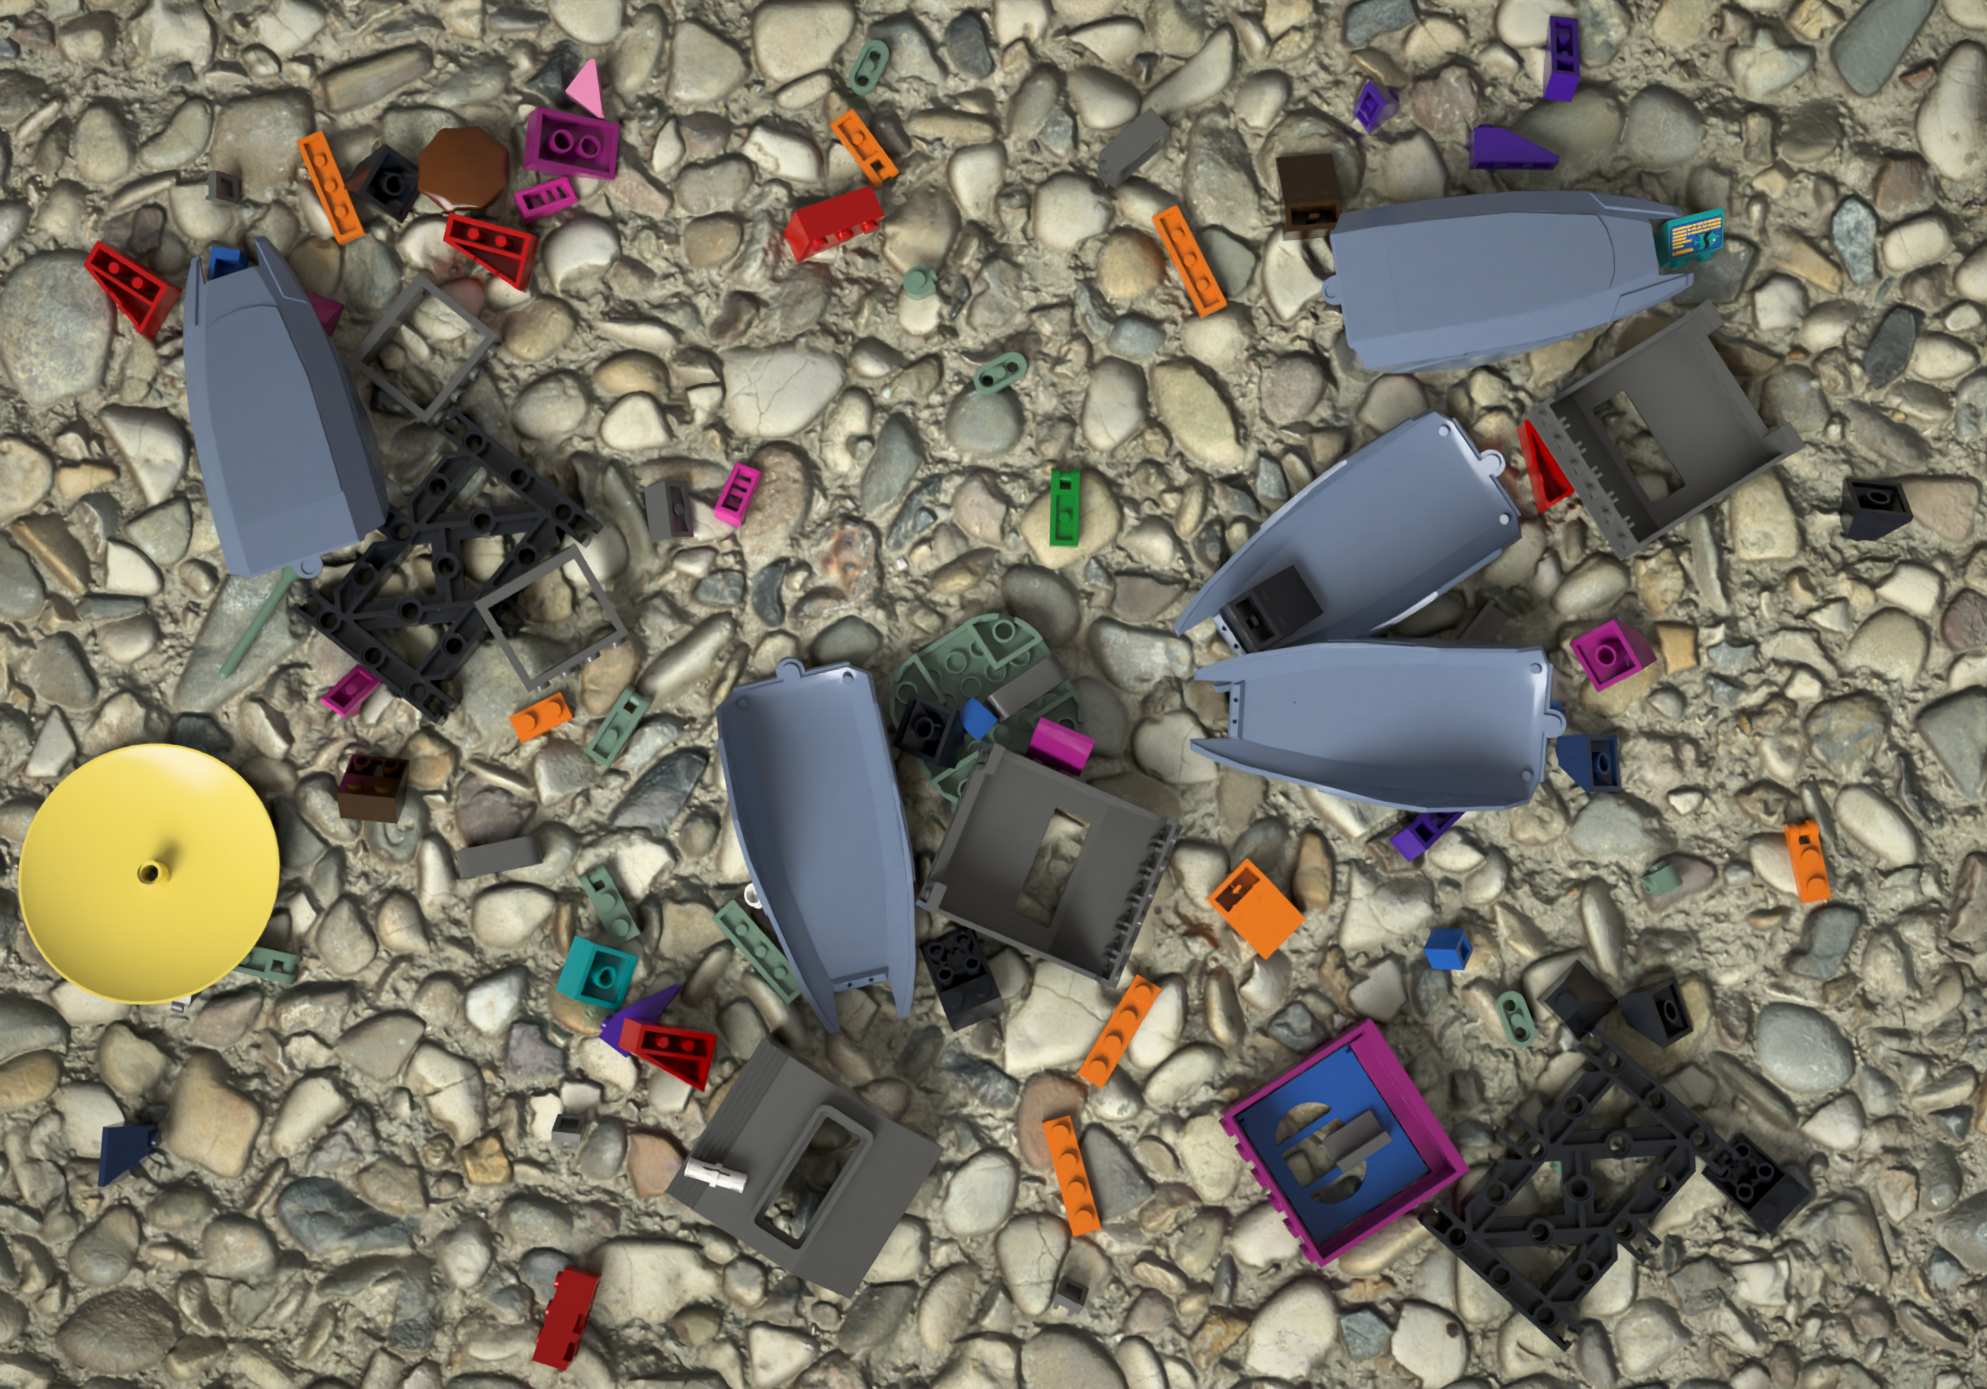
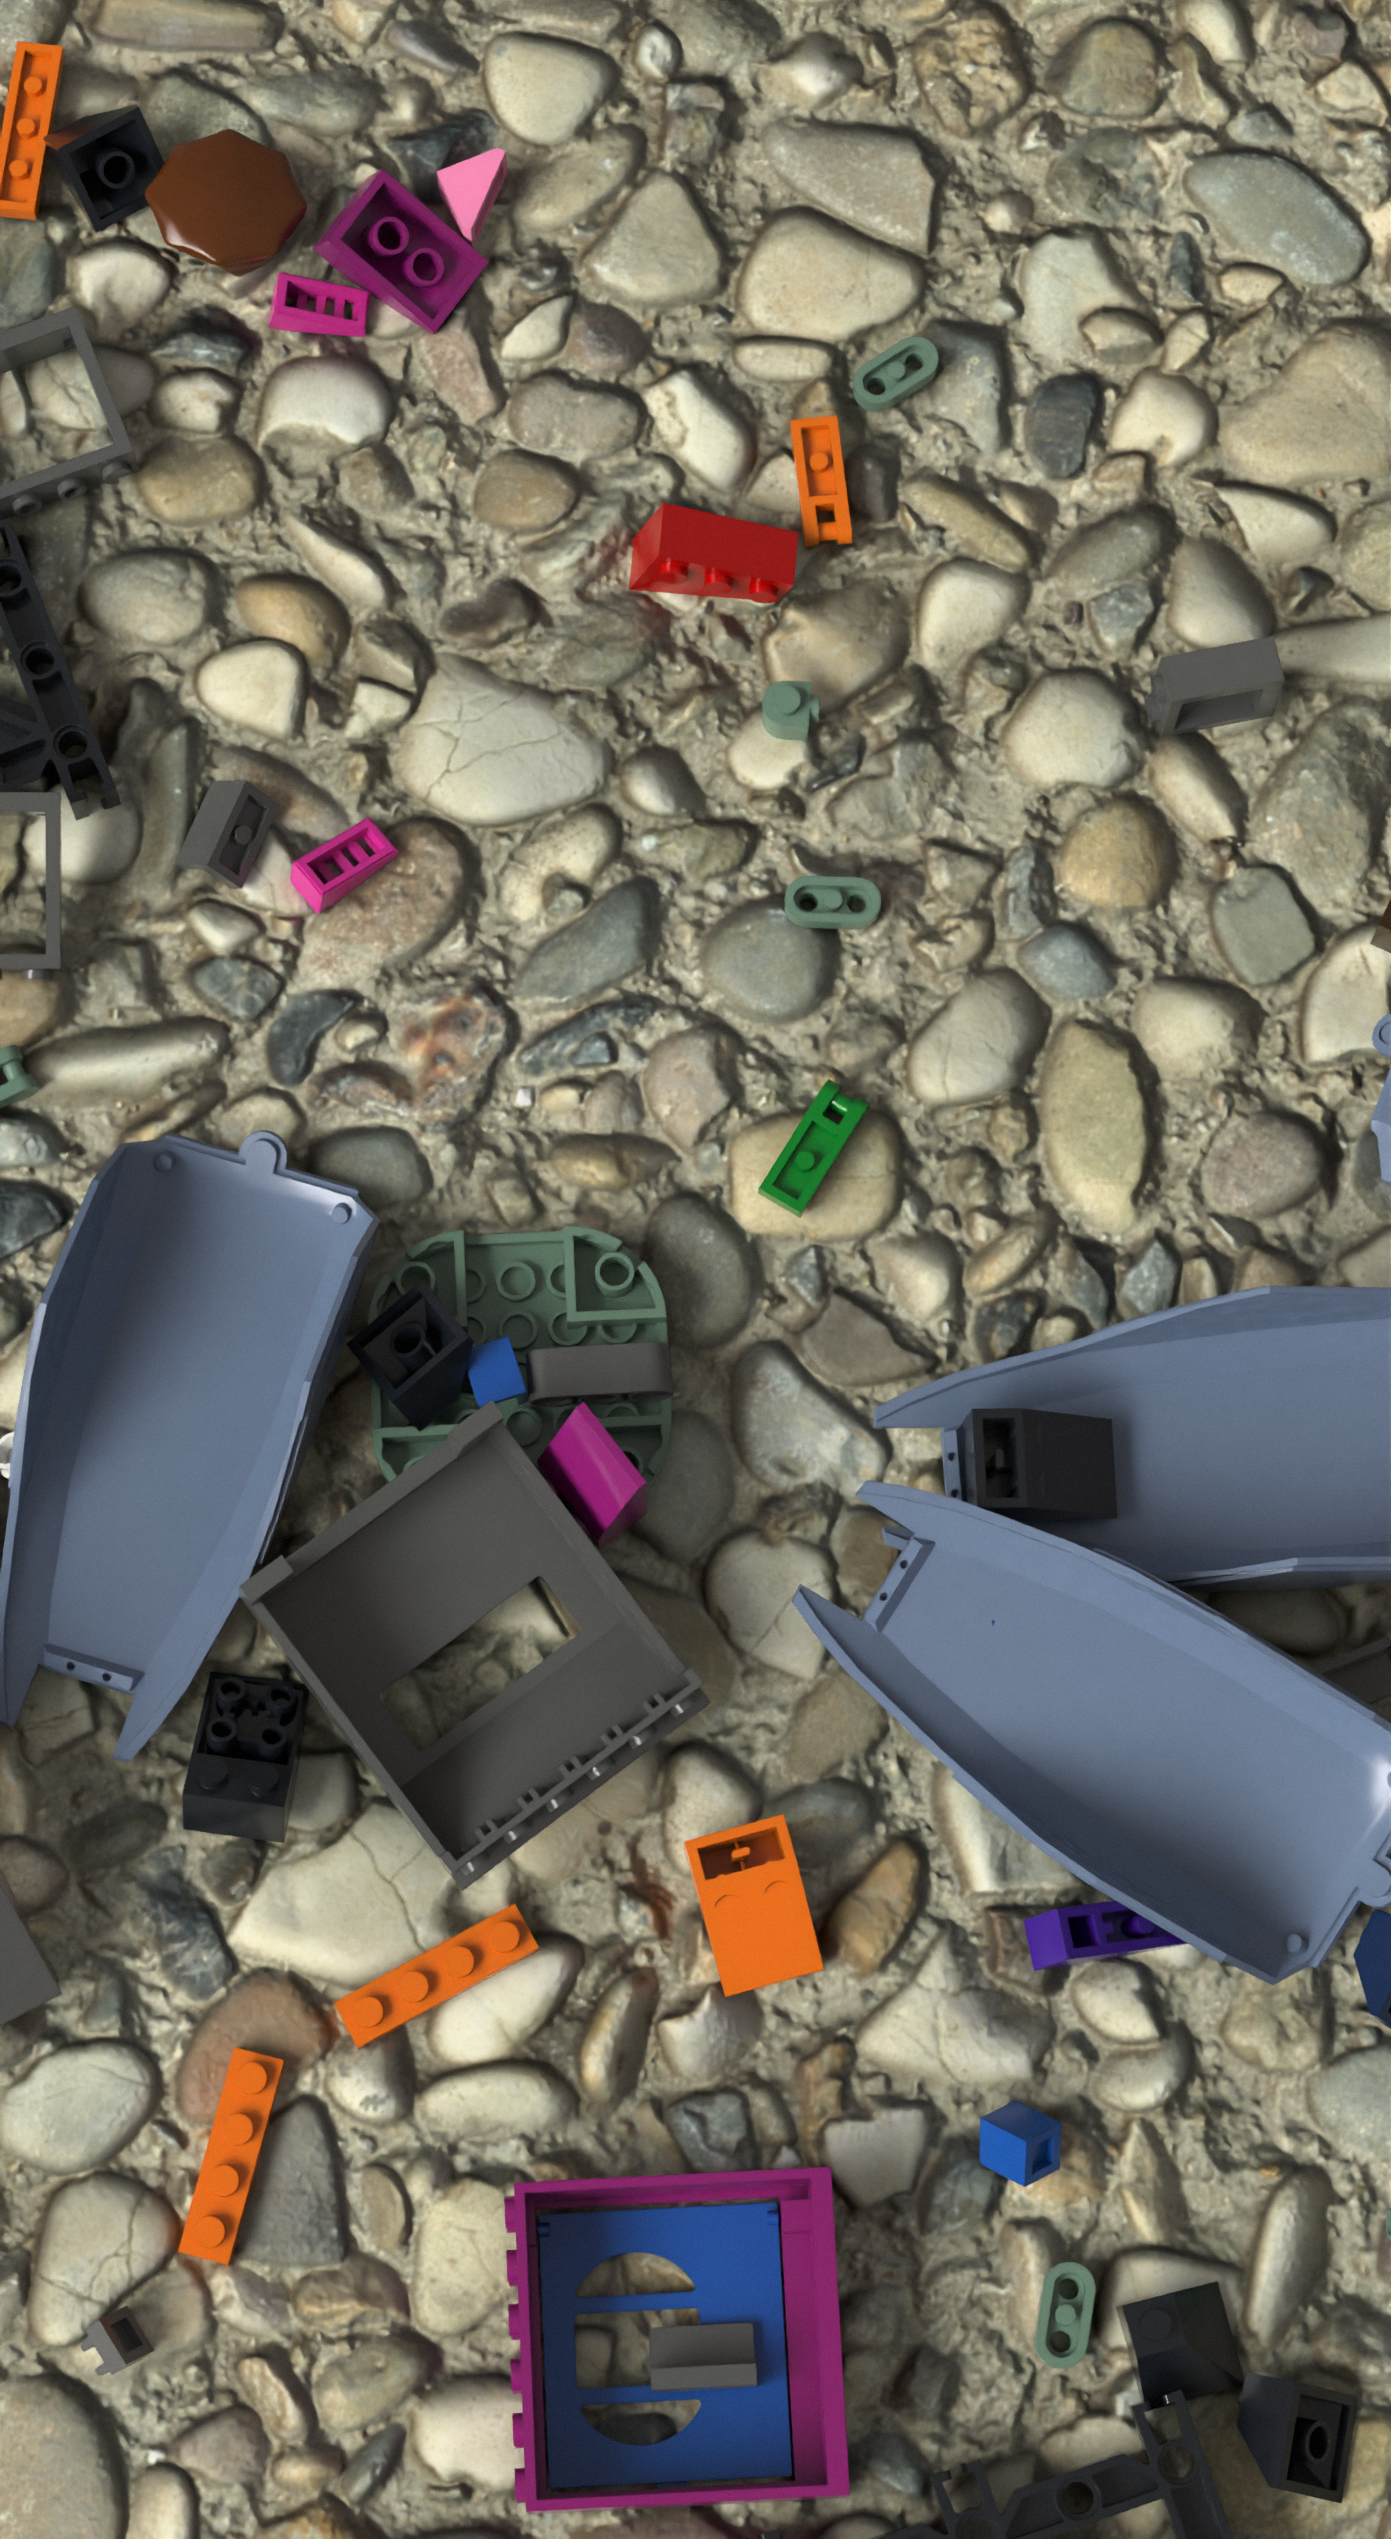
camera: 30 degrees right, 10 degrees down
(496, 248) = (207, 332): red wedge -> none
(1189, 261) = (1209, 896): orange plate -> none

